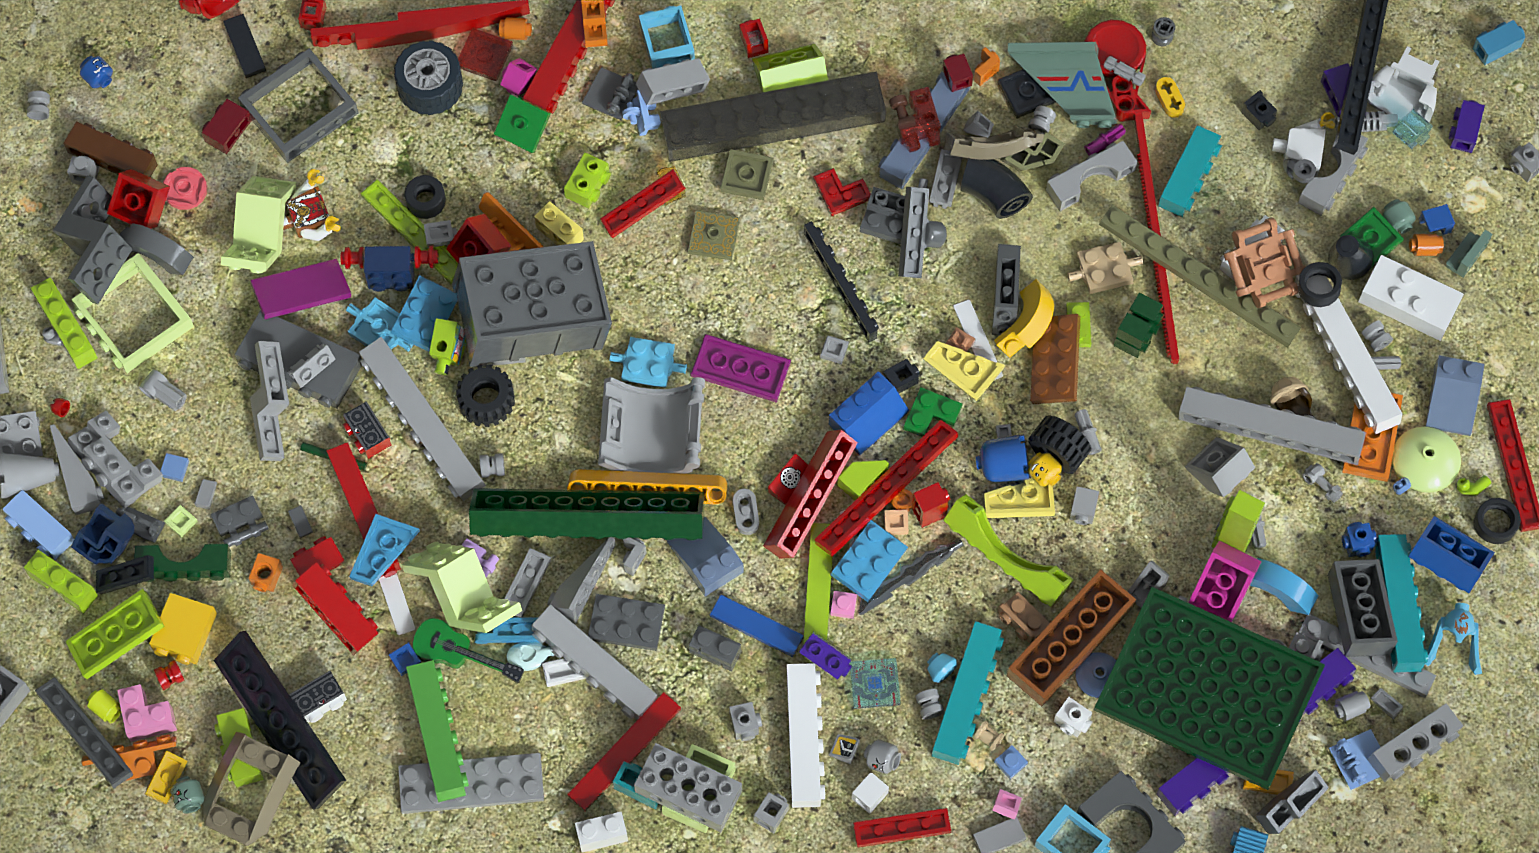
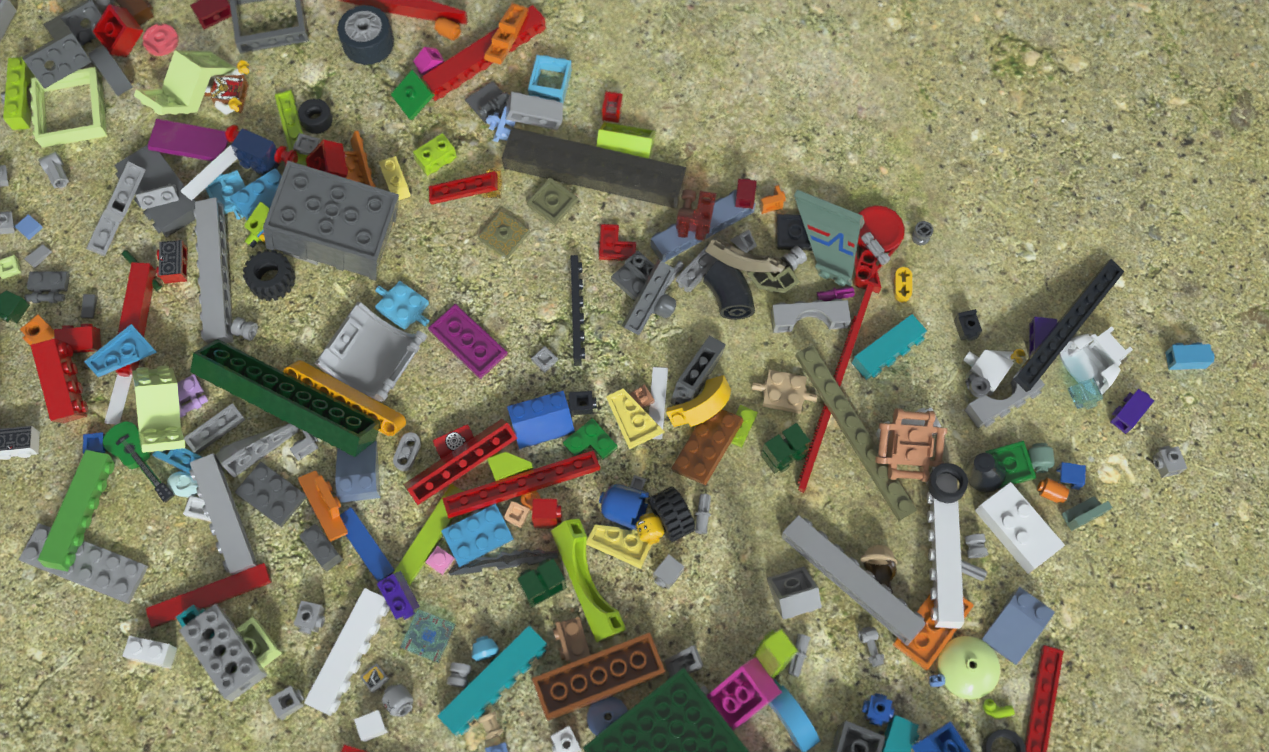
camera: 25 degrees right, 0 degrees up
(350, 312) = (209, 174): none -> white sticker
(484, 54) = (416, 36): clear red tile -> none
(692, 601) = (323, 504): none -> orange bracket
(964, 574) = (542, 582): none -> dark green piece
(1376, 121) = (1059, 375): light grey hinge -> none

